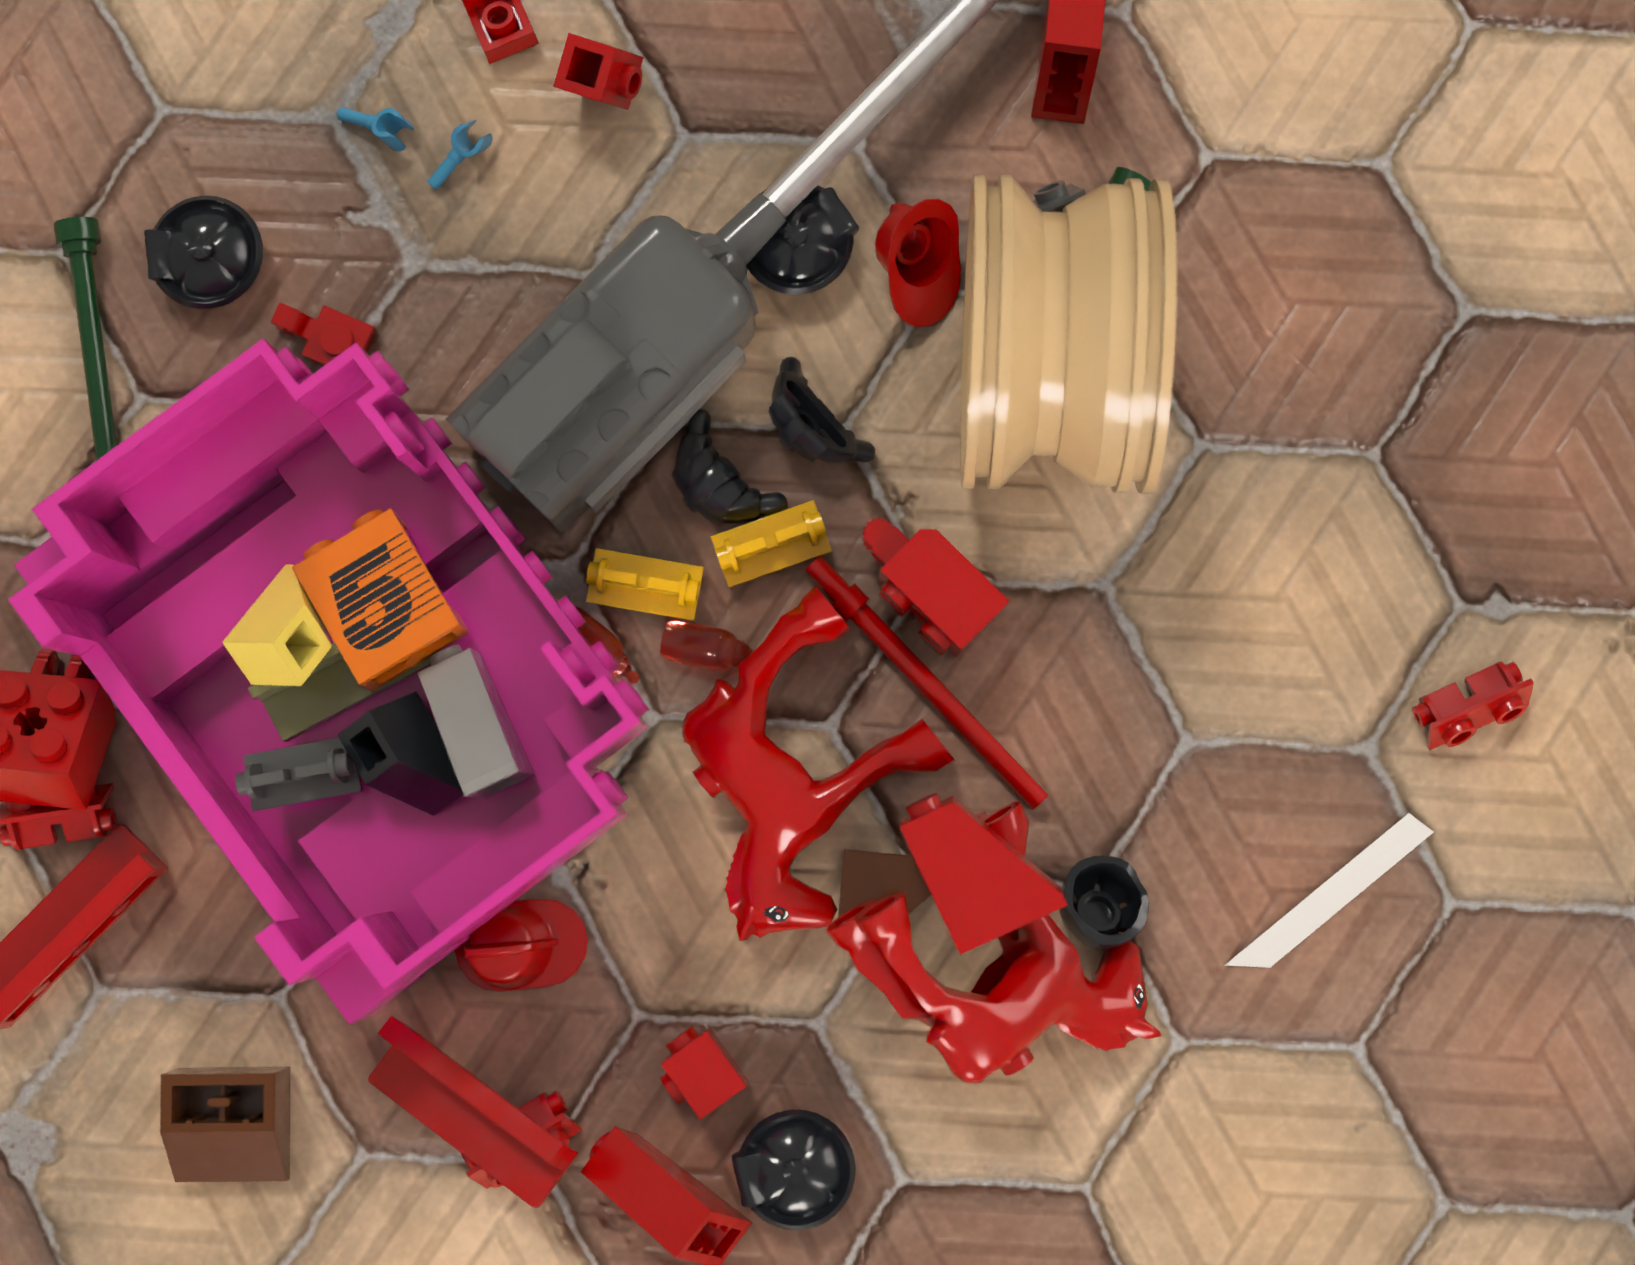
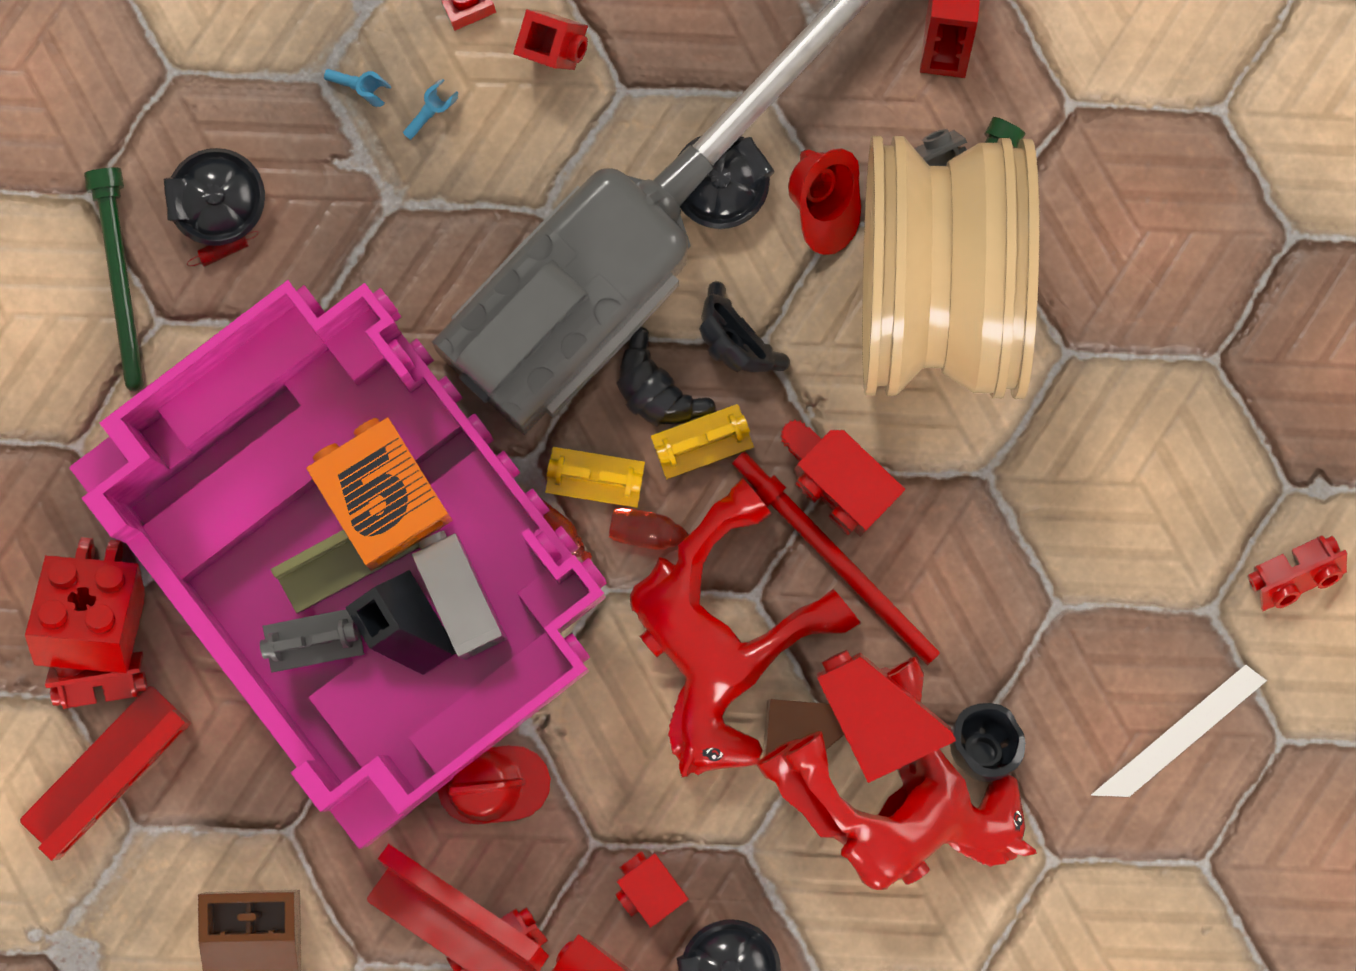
camera: 10 degrees left, 0 degrees up
(206, 318) = (214, 253): none -> red piece
(279, 635) = (298, 524): light yellow slope -> none
(327, 335) = (324, 270): red plate -> none

